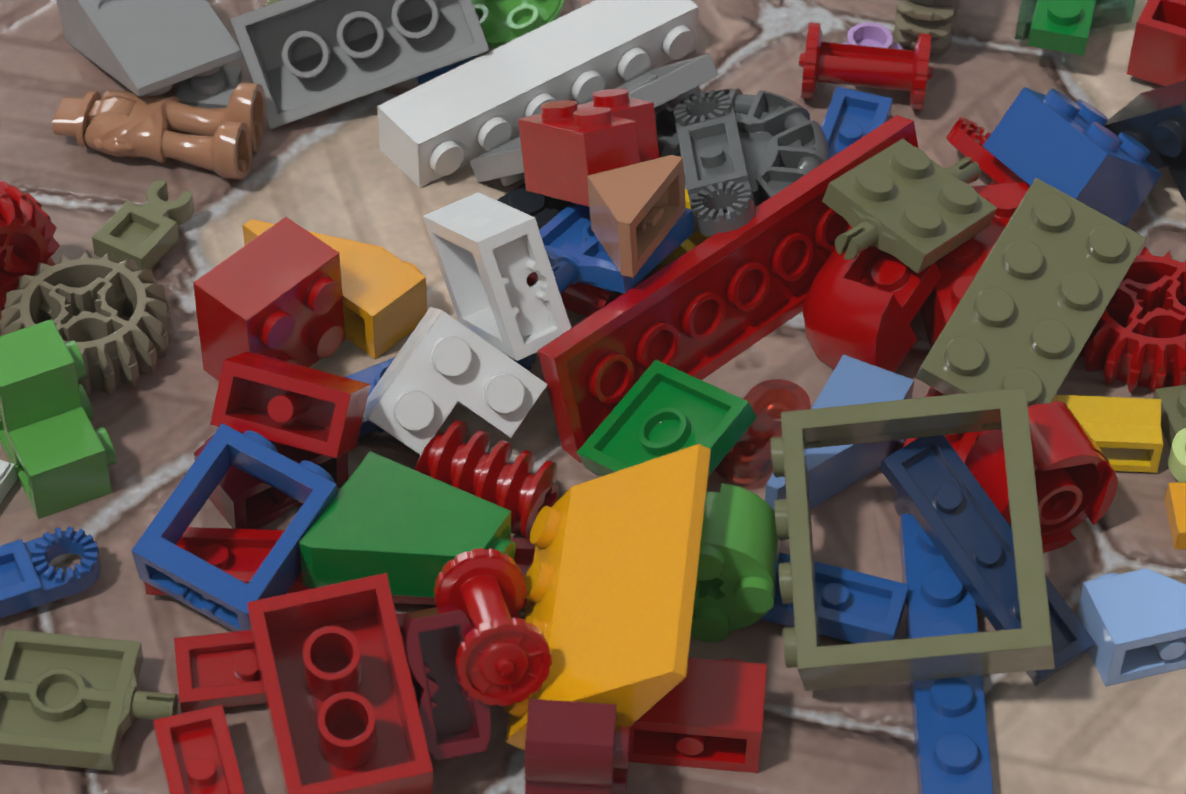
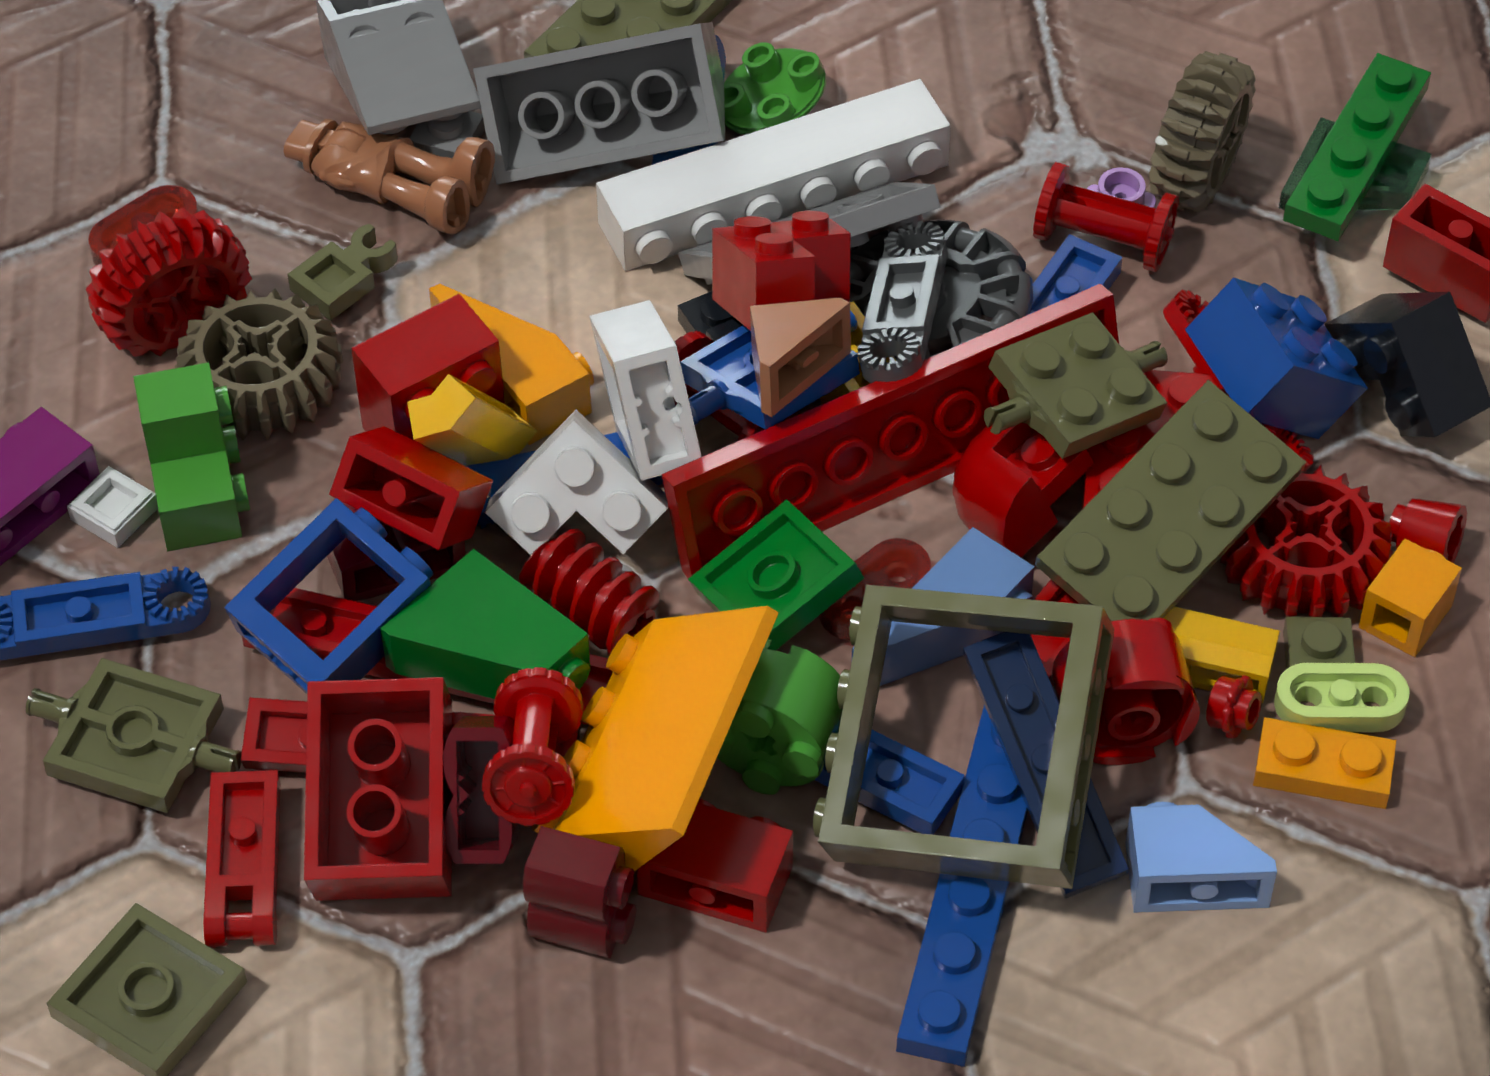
camera: 15 degrees right, 5 degrees up
(326, 336) = (467, 424): none -> yellow piece
(1137, 476) = (1233, 705): none -> red plate

